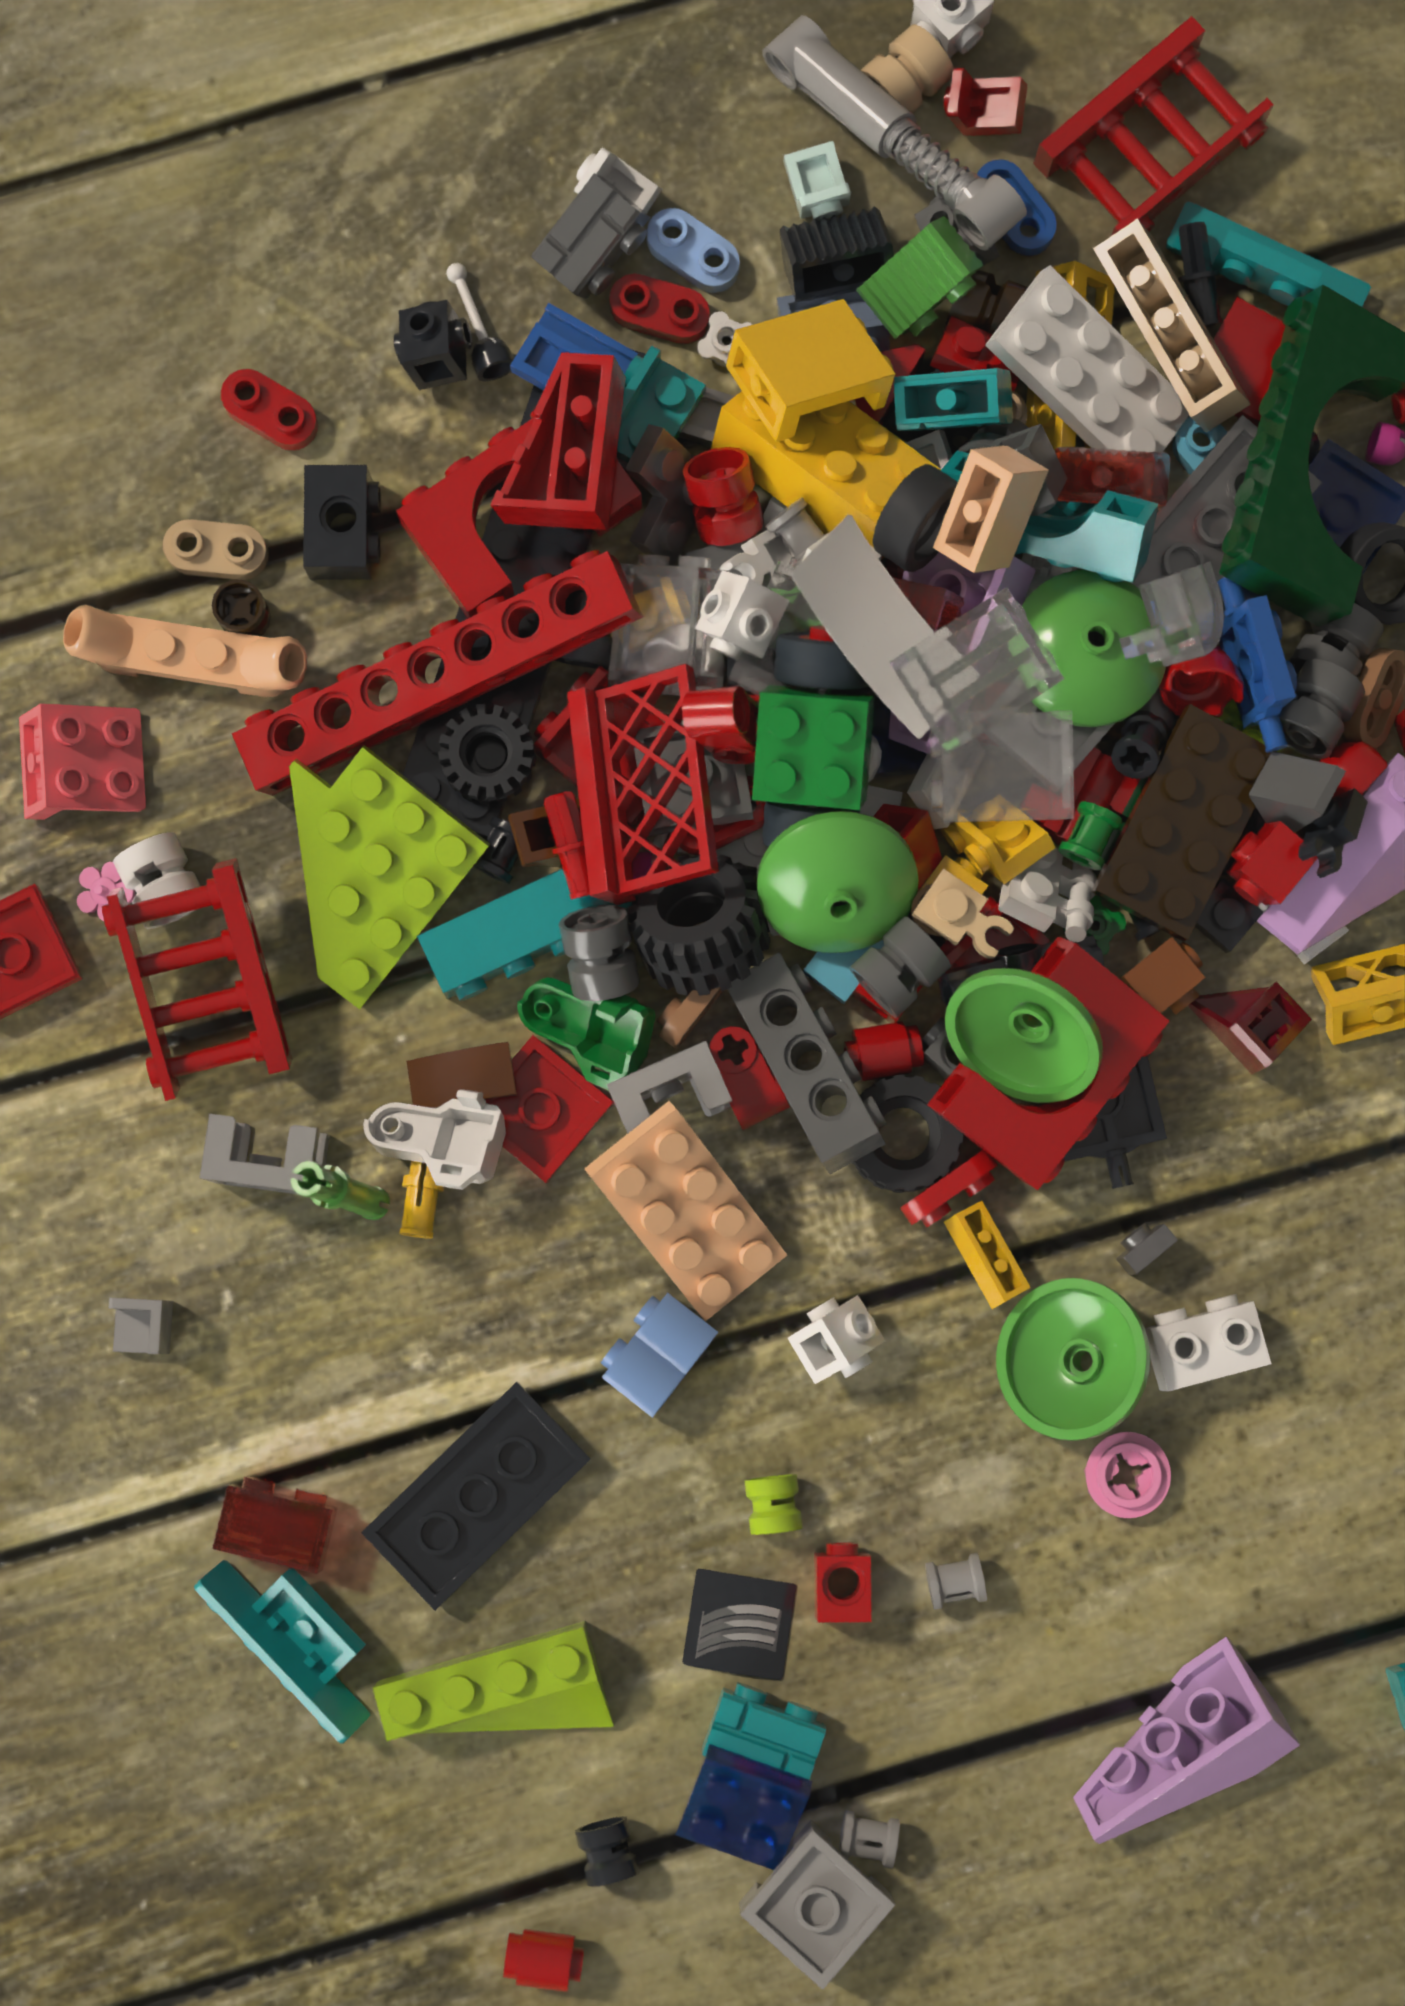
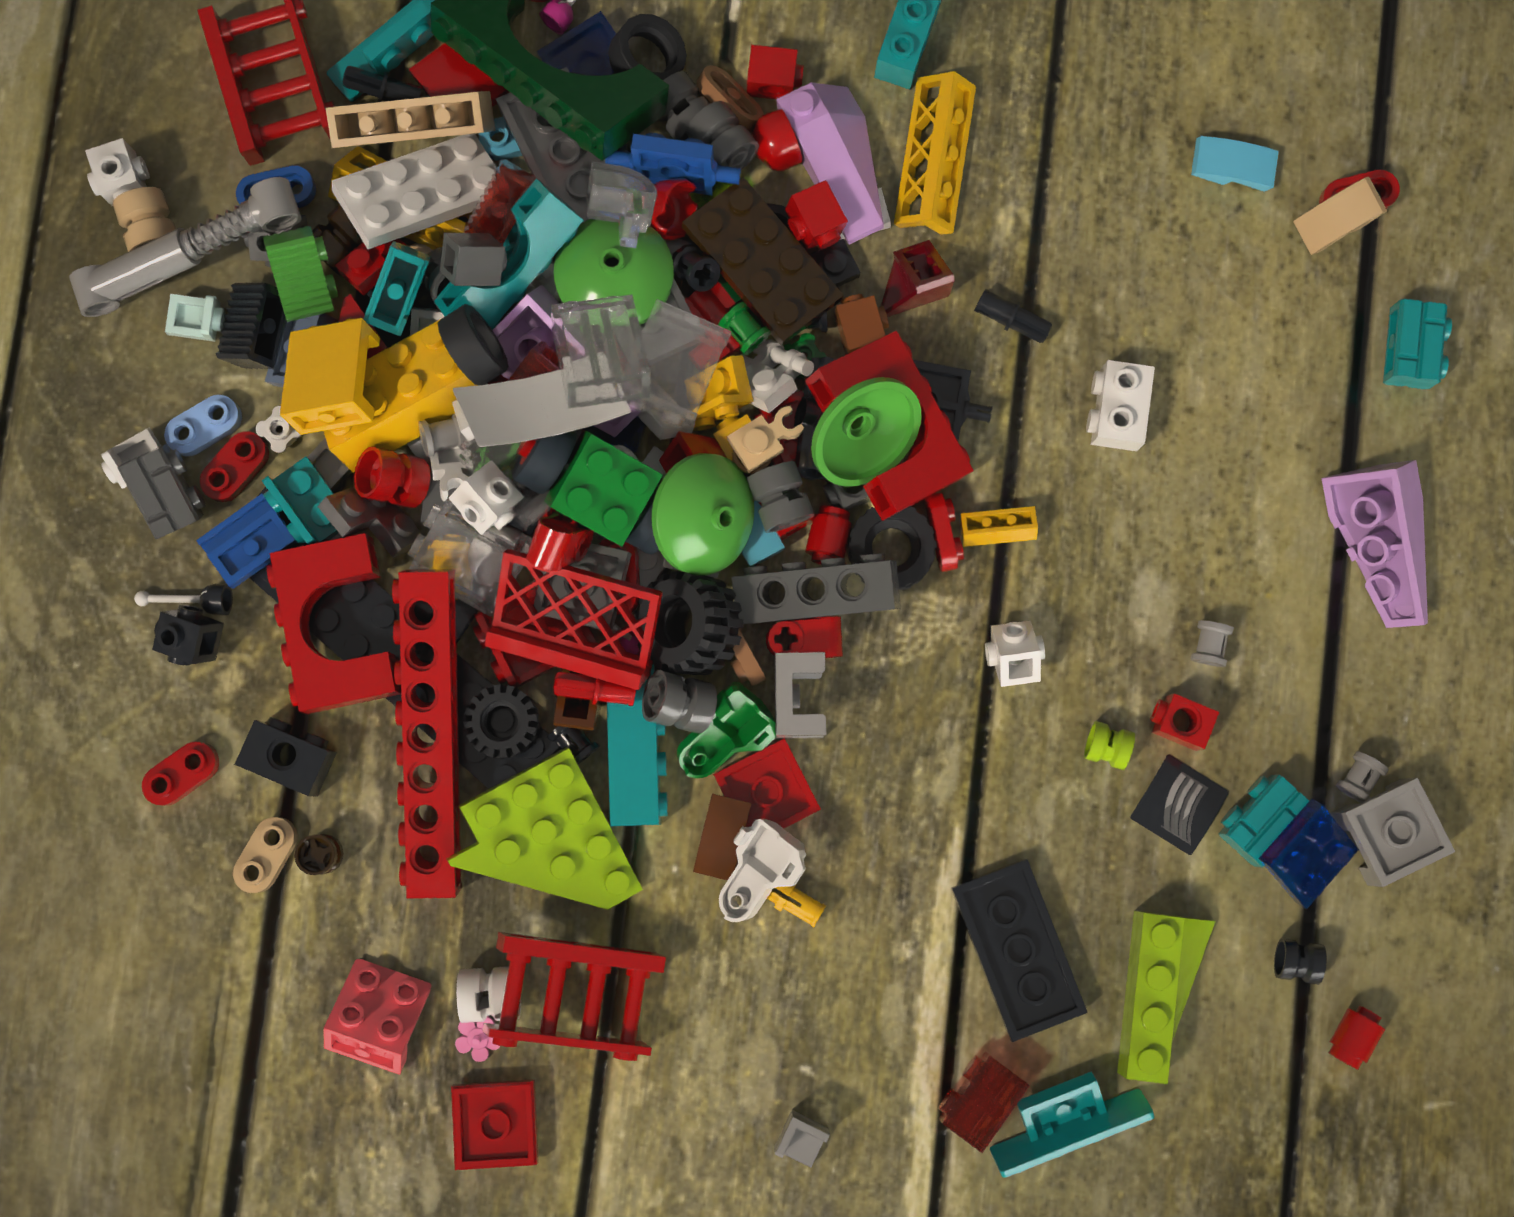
camera: 65 degrees left, 0 degrees up
(185, 652) = (331, 907): light nougat plate -> none
(227, 1153) = (717, 1030): light grey panel -> none
(337, 1190) = (769, 956): bright green pin -> none
(570, 451) = (313, 568): red wedge -> none
(658, 1354) = (973, 780): medium blue brick -> none
(686, 1210) = (885, 718): light nougat plate -> none
(985, 104) = (193, 178): red bracket -> none
(990, 508) = (490, 291): light nougat brick -> none
(1043, 1353) = (1089, 522): bright green dish -> none
(1144, 1247) = (1038, 417): flat silver plate -> none
(1151, 1482) = (1198, 484): bright pink gear -> none
(1260, 1163) = (1013, 316): none -> black axle
(1294, 789) = (774, 176): dark grey slope -> none
(1332, 830) = (809, 164): black plate -> none

